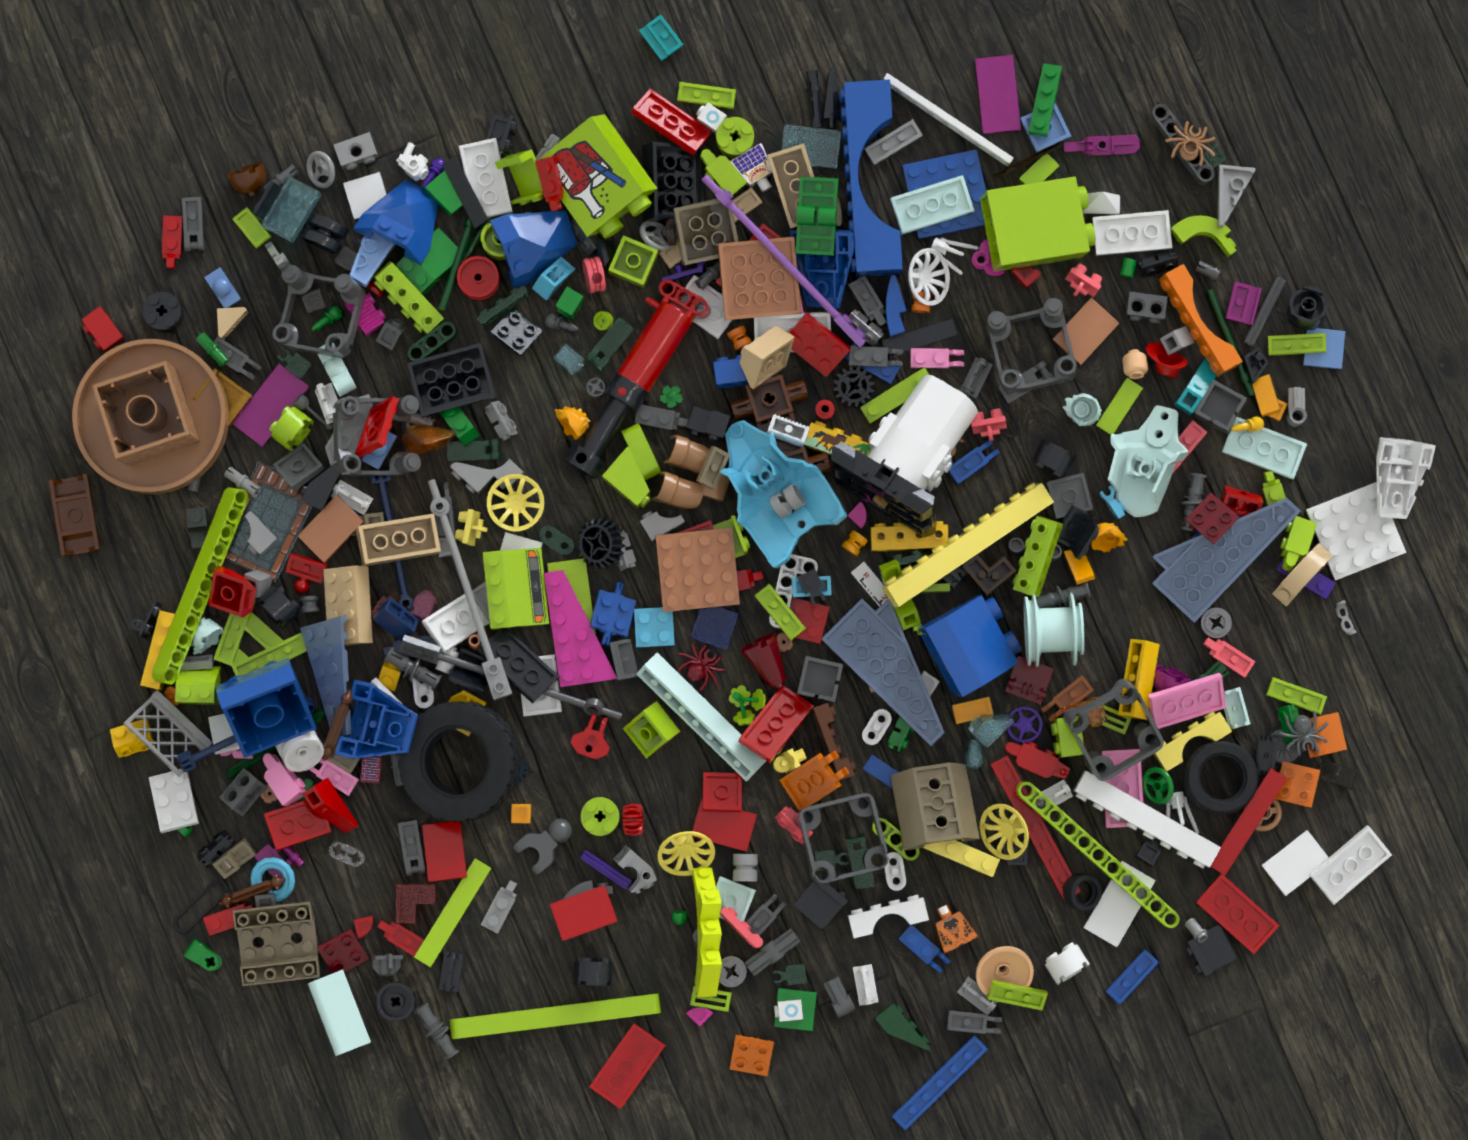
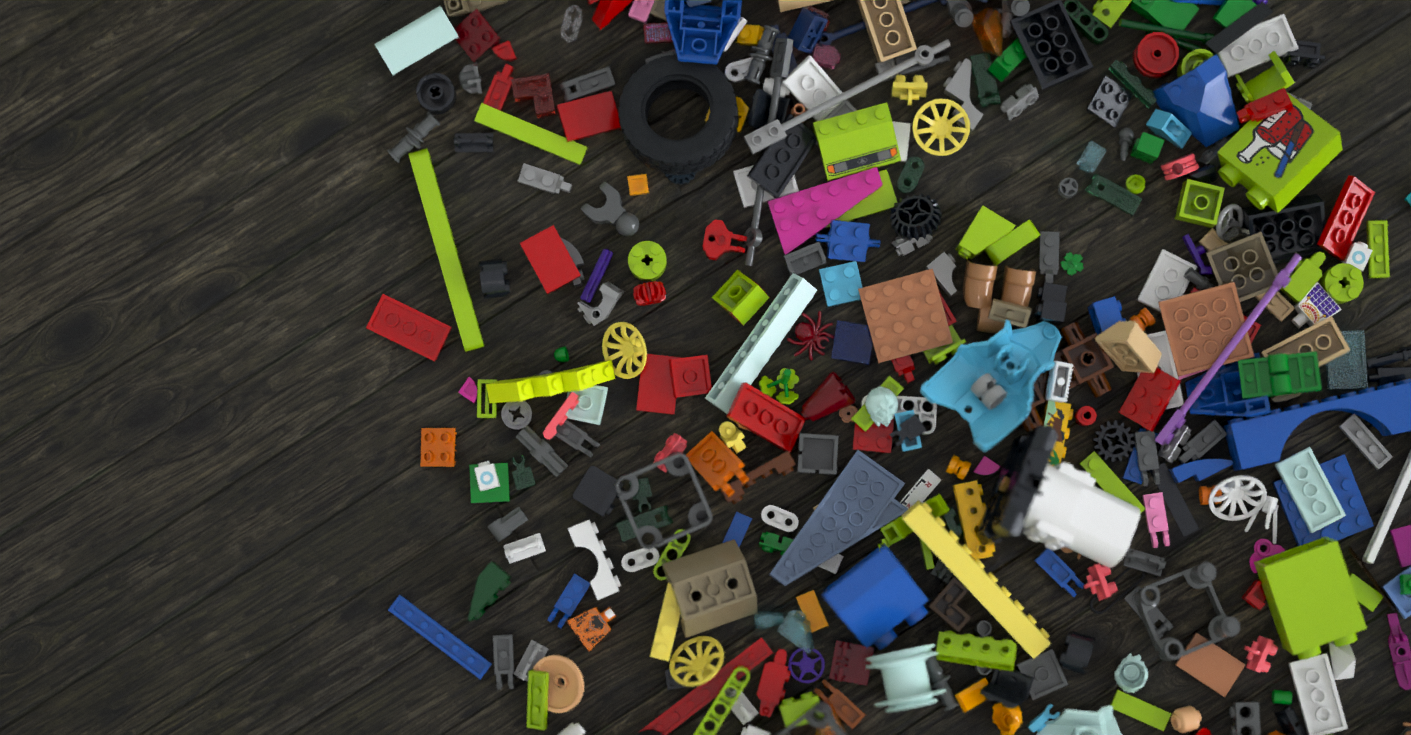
camera: 85 degrees right, 0 degrees up
(573, 421) = (1031, 170): light orange hair -> none
(639, 372) = (1092, 227): piece -> none
(745, 867) = (620, 410): light grey wheel -> none
(783, 608) = (881, 405): none -> light aqua hair

